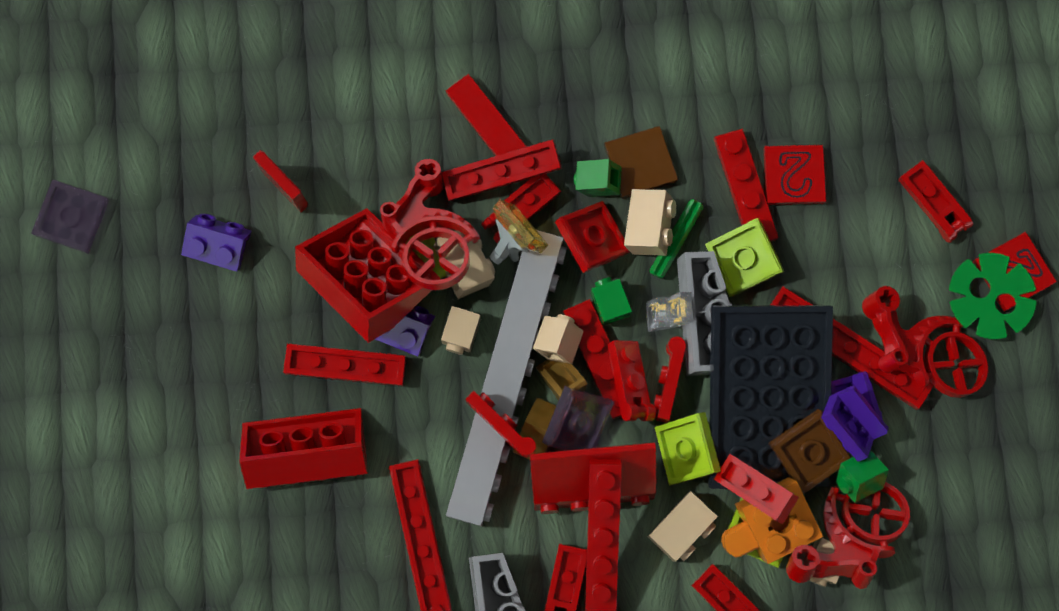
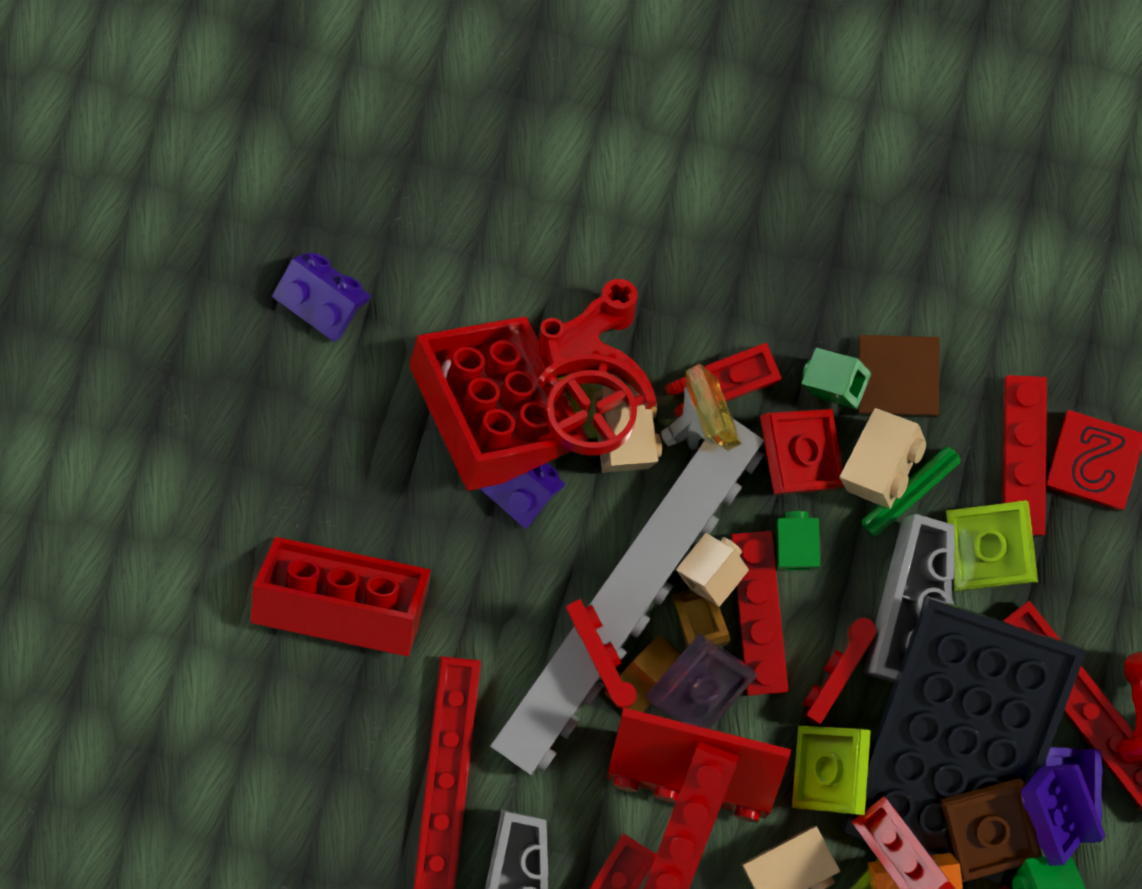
camera: 25 degrees right, 0 degrees up
(70, 216) = (151, 201): clear purple tile -> none
(280, 180) = (428, 245): red tile -> none
(344, 365) = (429, 507): red plate -> none
(460, 330) = (591, 514): tan brick -> none
(484, 116) = (721, 267): red tile -> none
(501, 170) = (715, 326): red plate -> none
(630, 381) = (787, 656): red plate -> none
(669, 311) = (869, 583): clear slope -> none

